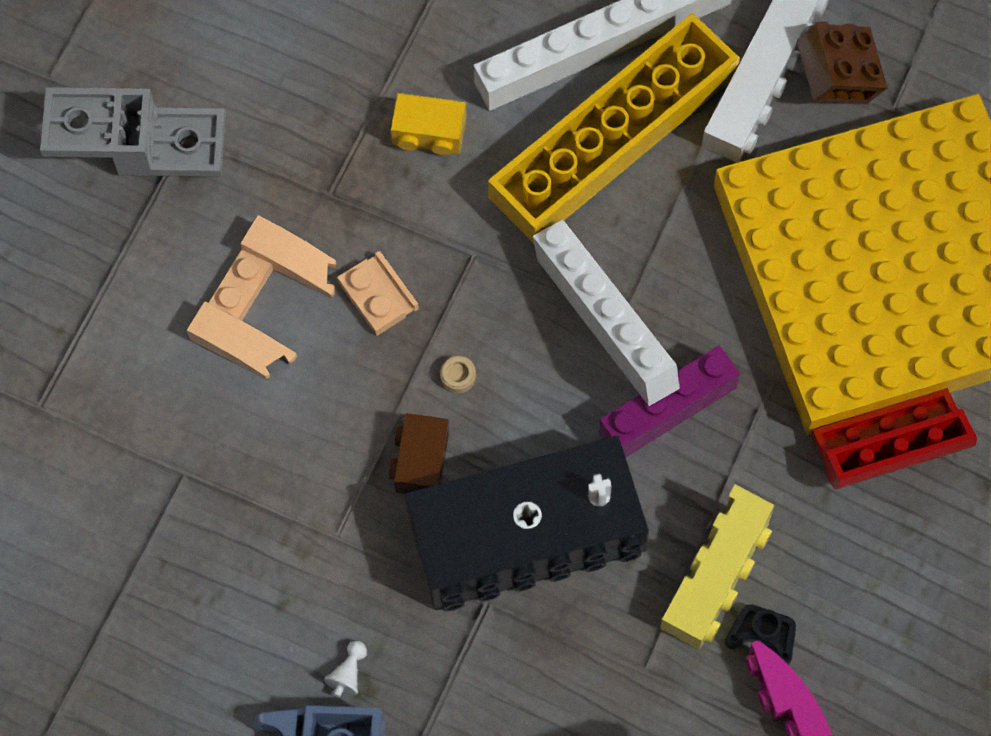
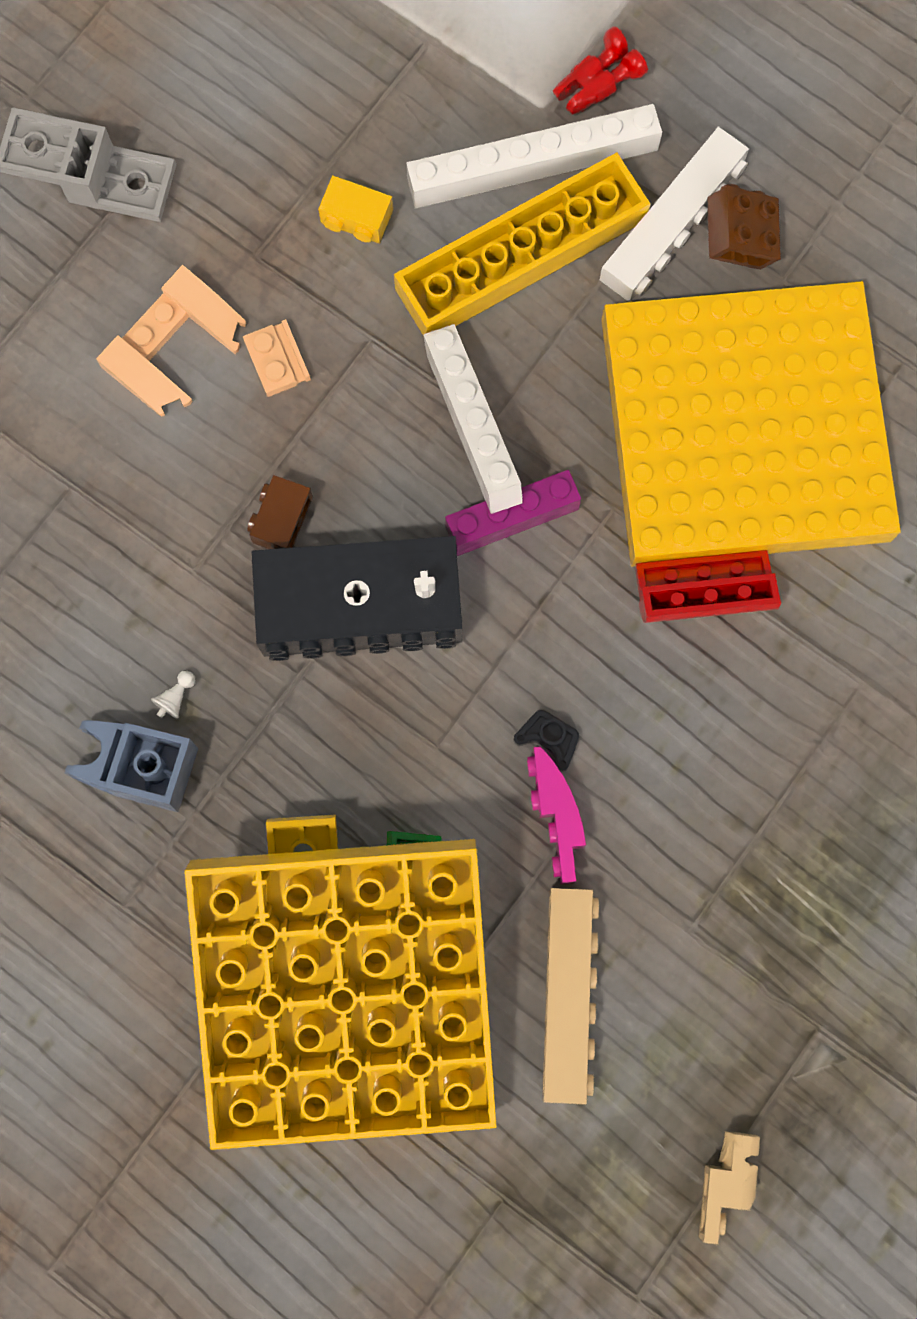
camera: 10 degrees right, 10 degrees up
(458, 374) = (331, 447): tan tile -> none
(718, 569) = (521, 673): light yellow wedge -> none

